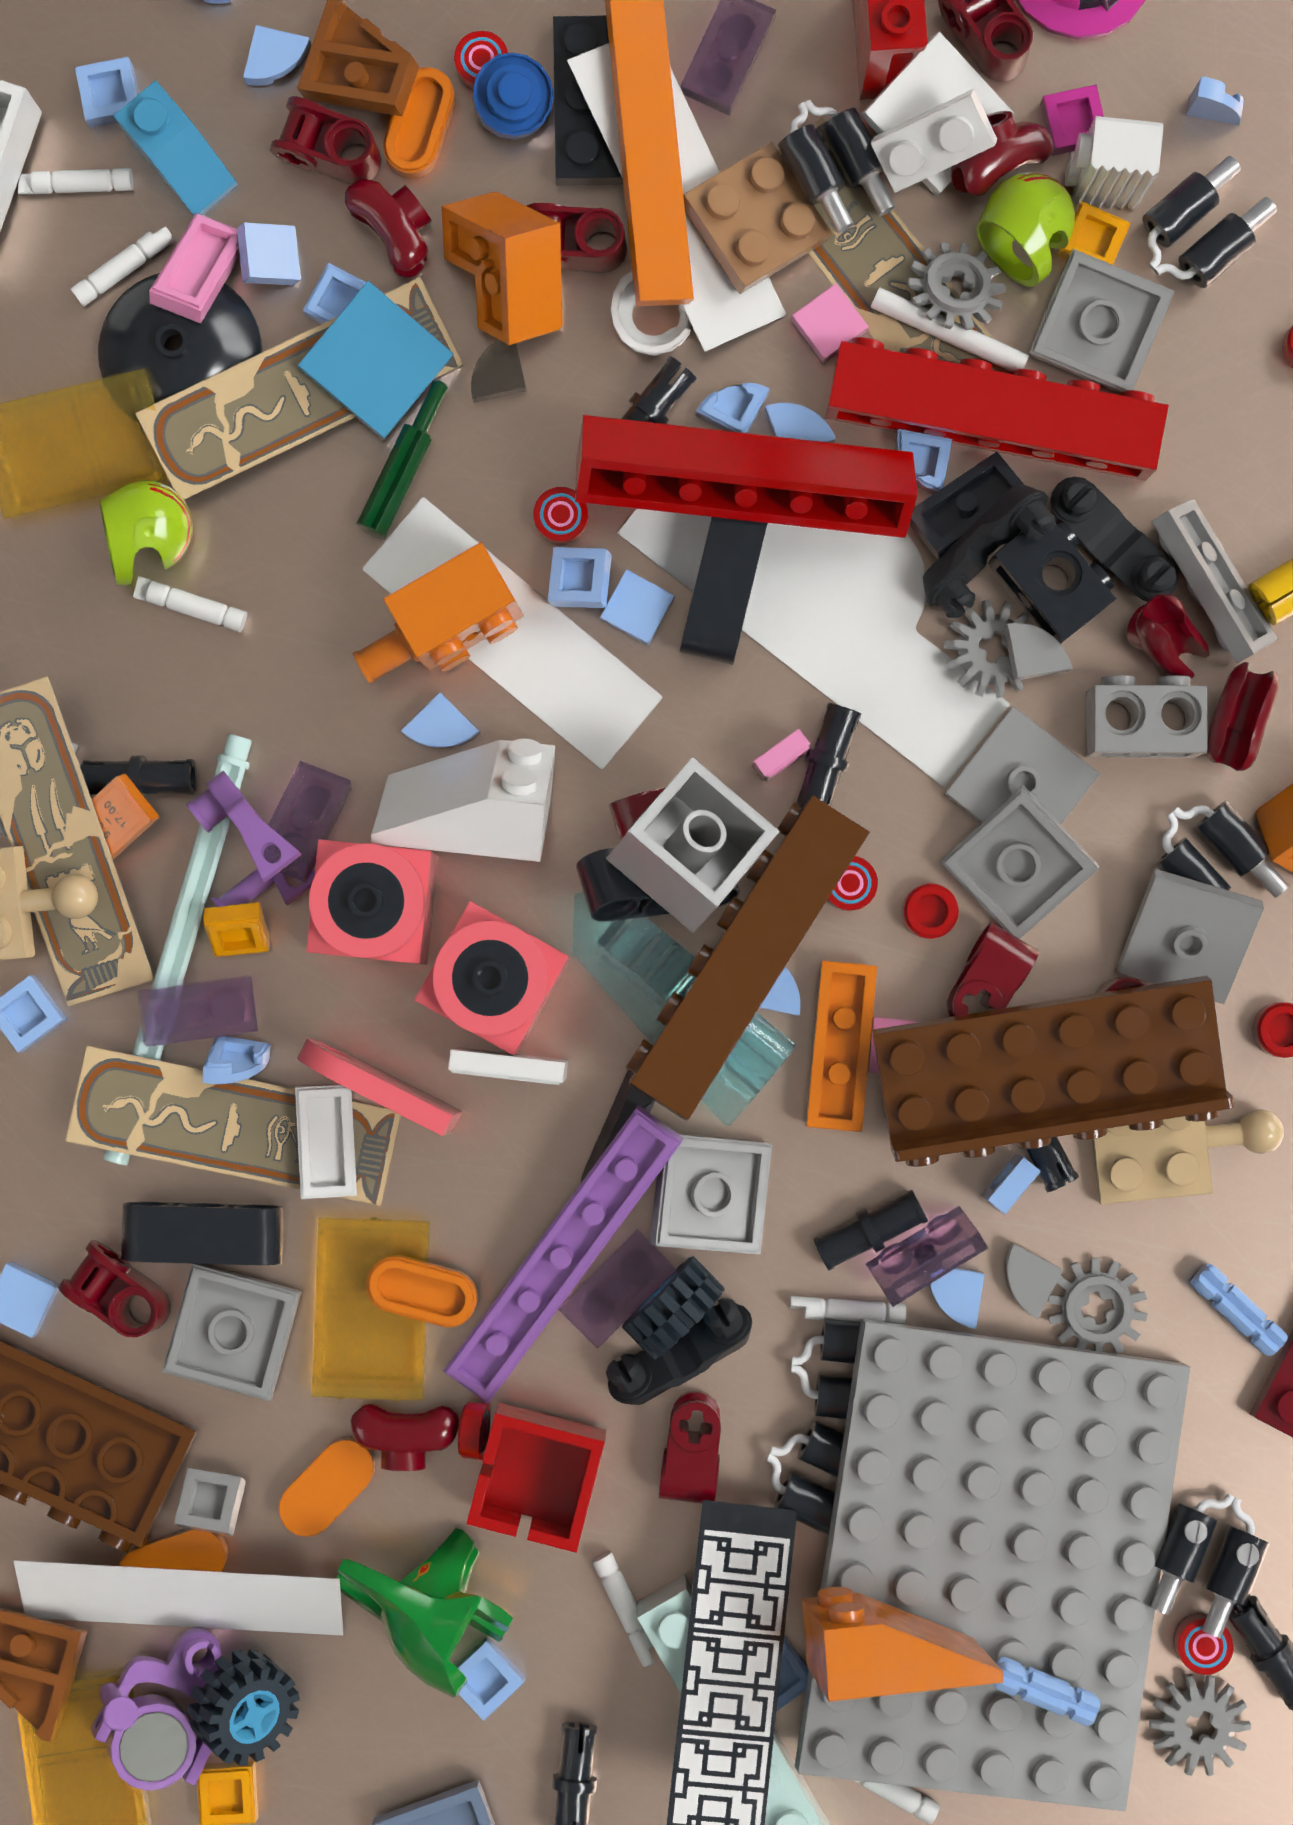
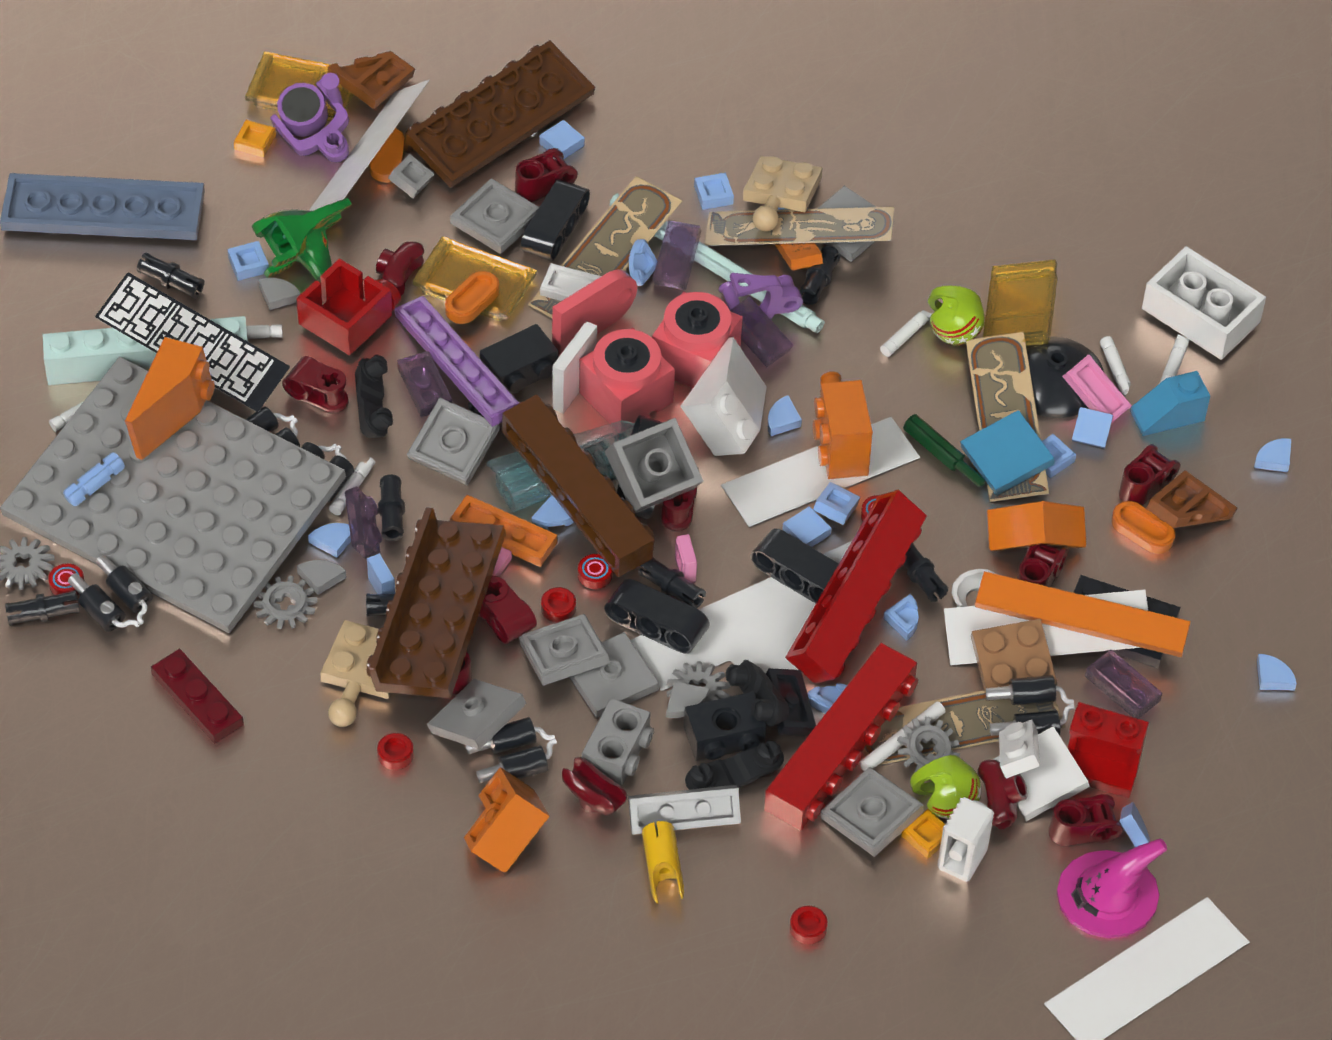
camera: 110 degrees right, 35 degrees down
(105, 89) = (1222, 392): light blue tile -> none
(236, 929) = (715, 281): light orange tile -> none
(264, 1702) = (290, 138): black wheel -> none
(274, 55) = (1212, 471): light blue tile -> none
(326, 1487) = (388, 226): orange tile -> none
(395, 220) = (1086, 490): dark red piece -> none
(475, 51) = (1168, 568): red tile -> none
(497, 373) = (975, 511): clear smoke tile -> none
(512, 95) = (1138, 568): blue plate -> none
(515, 1161) = (521, 358): none -> black brick
(530, 1599) = (278, 292): none -> light grey tile
(673, 1308) = (401, 394): black wheel -> none
(798, 422) = (873, 636): light blue tile -> none
(828, 322) = (935, 680): bright pink tile -> none
(903, 755) = (657, 616): none -> black beam
(1070, 114) = (1007, 850): dark pink tile -> none
(1165, 634) = (662, 767): dark red piece -> none
(1185, 208) = (924, 882): black piece -> none
(1212, 103) = (985, 924): light blue tile -> none
(1239, 1309) = (244, 666): light blue axle -> none

